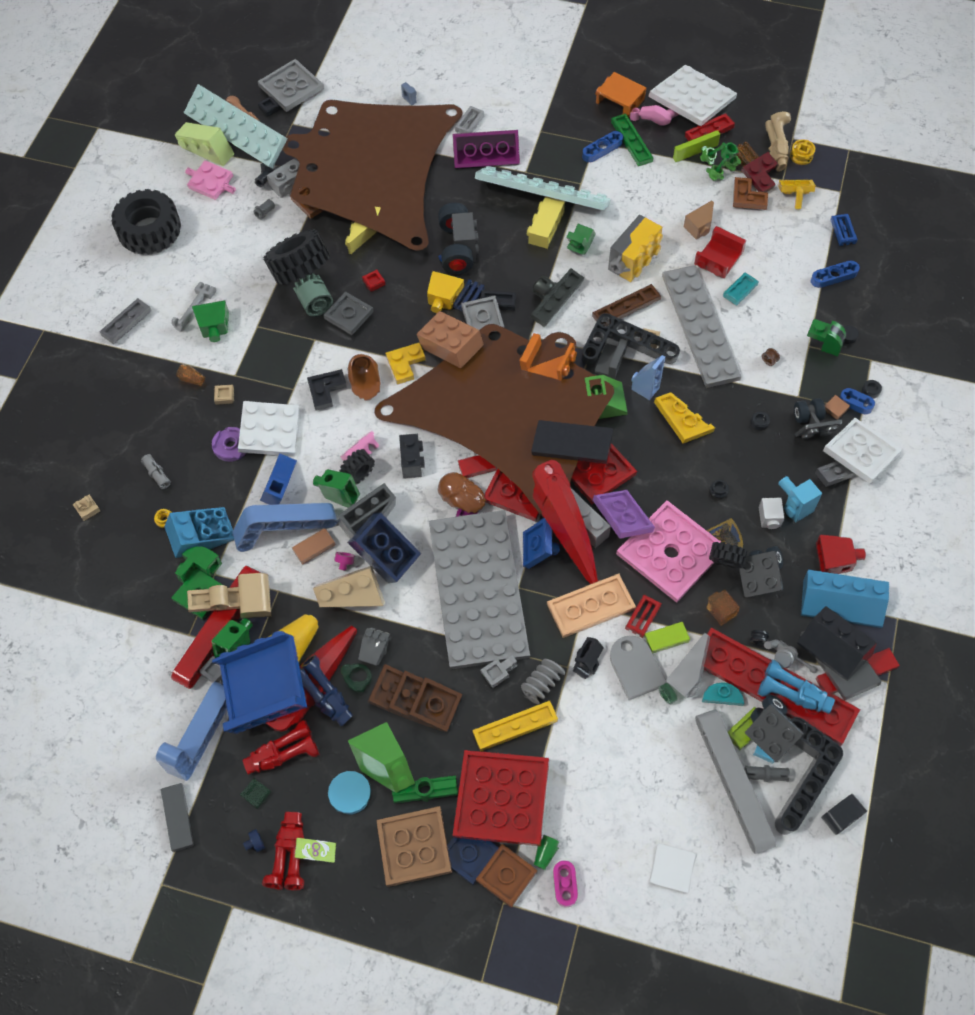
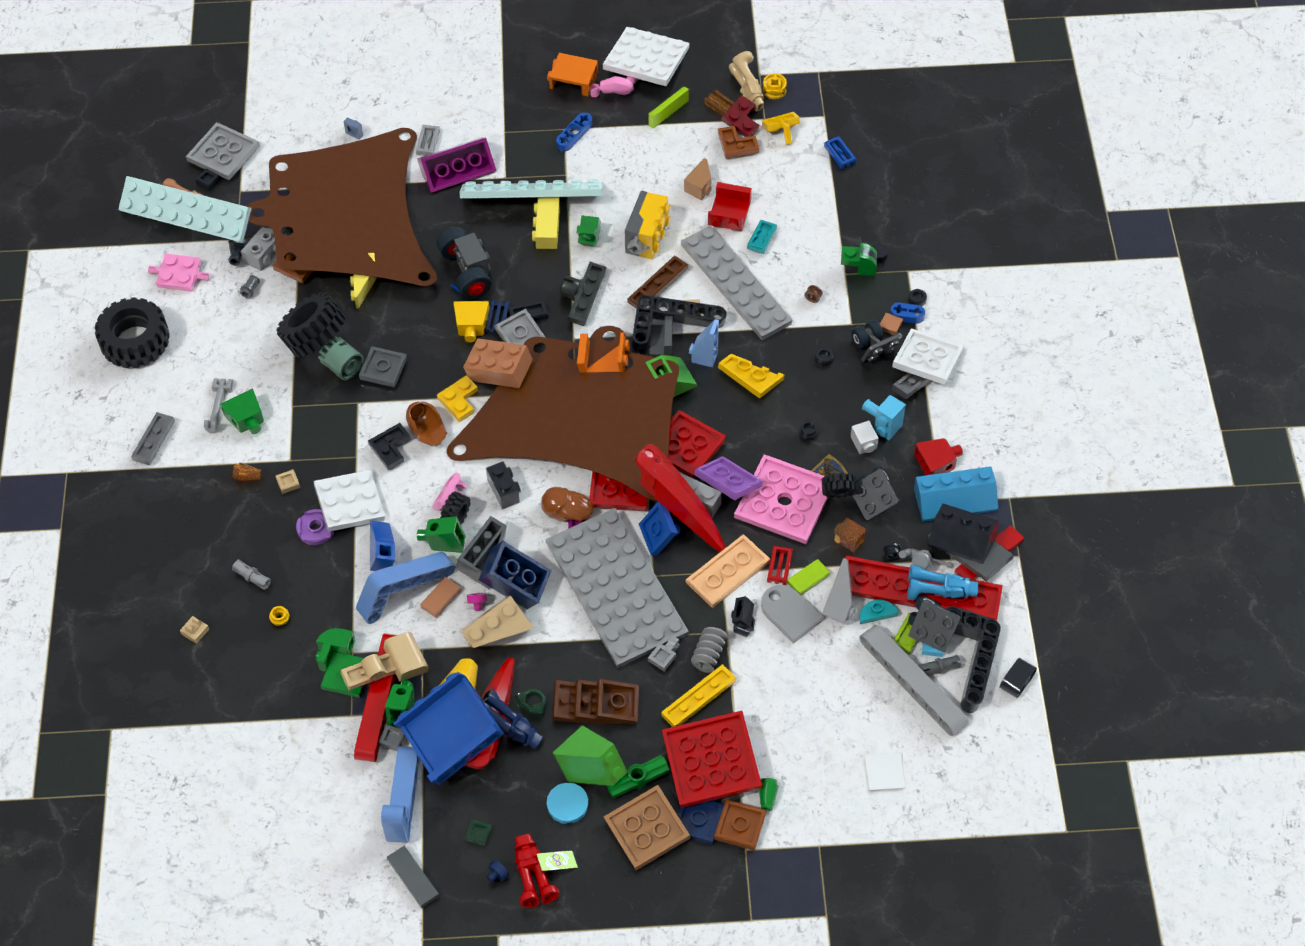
camera: 20 degrees left, 5 degrees down
(198, 529) = (319, 613): dark azure slope -> none
(205, 141) = (157, 234): yellowish green wedge -> none
(268, 754) = (479, 795): red piece -> none
(374, 280) = (394, 328): red tile -> none
(374, 646) = (538, 668): dark grey hand -> none
(475, 466) = (569, 476): red tile -> none
(565, 884) = (795, 815): dark pink plate -> none
(572, 441) = (657, 425): black tile -> none
(632, 140) = (601, 117): green tile -> none
(667, 693) = (827, 625): clear green tile -> none
(720, 123) = (684, 78): red plate -> none
(729, 155) = (706, 111): plant -> none
(840, 269) = (852, 192): blue beam -> none

